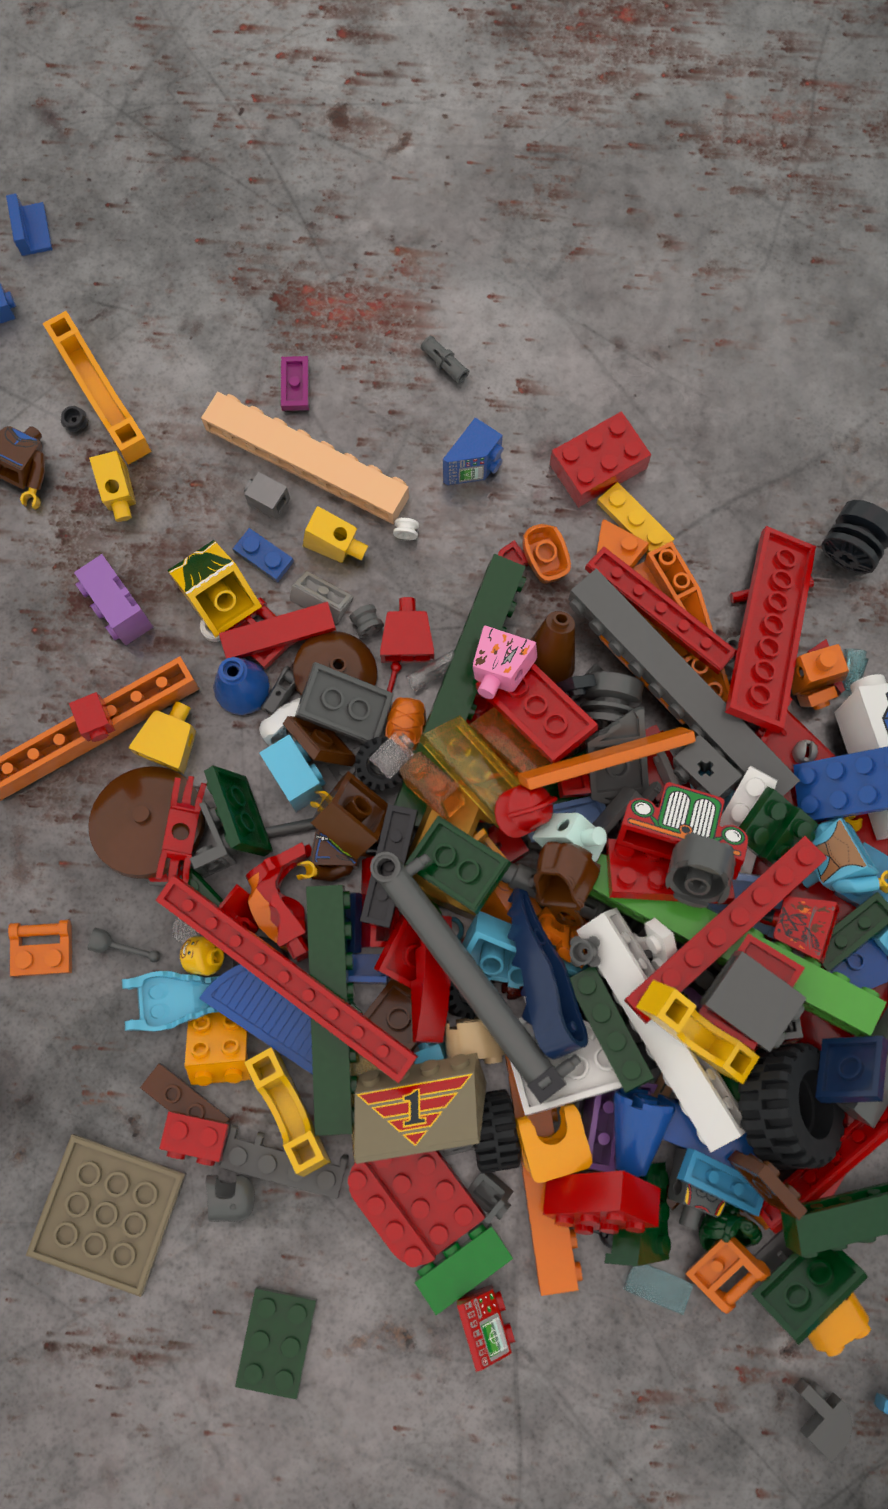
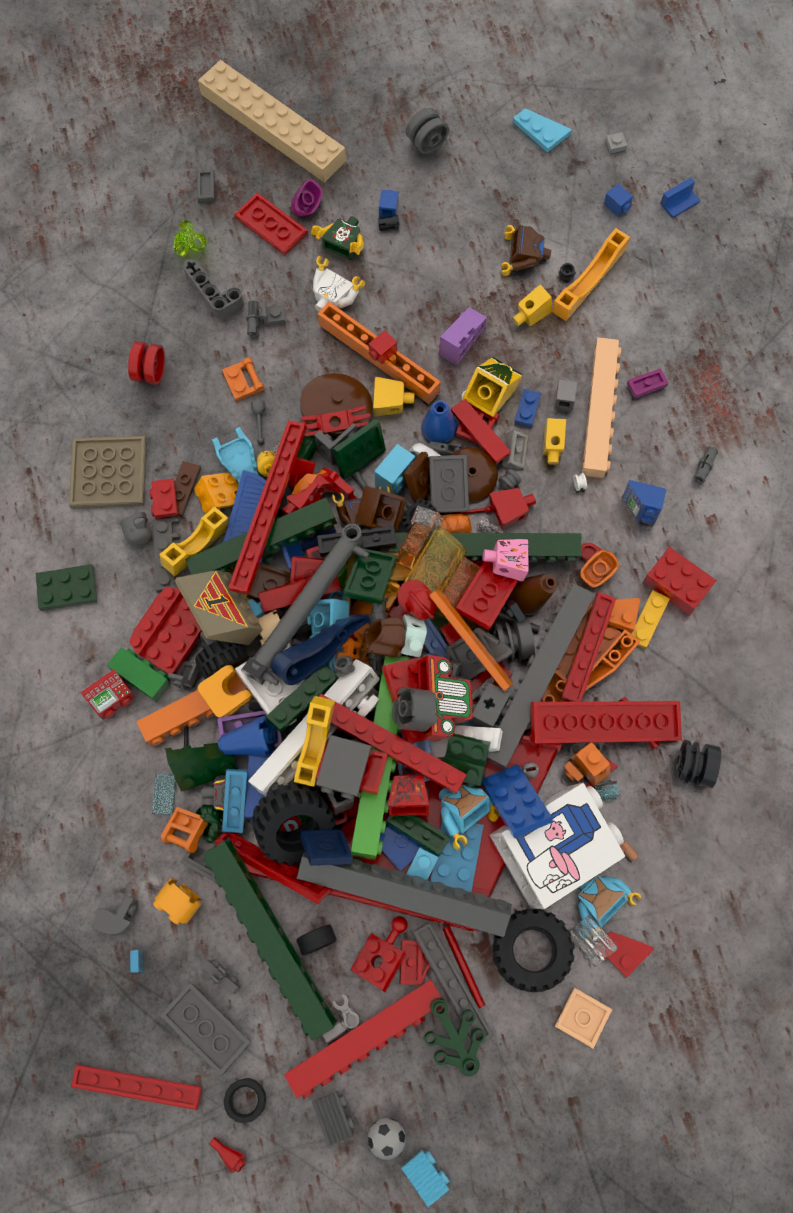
camera: 70 degrees right, 5 degrees down
(602, 1202) = (198, 731): red brick -> none
(765, 1181) = (238, 828): reddish brown plate -> none
(808, 1290) = (187, 874): dark green plate -> none

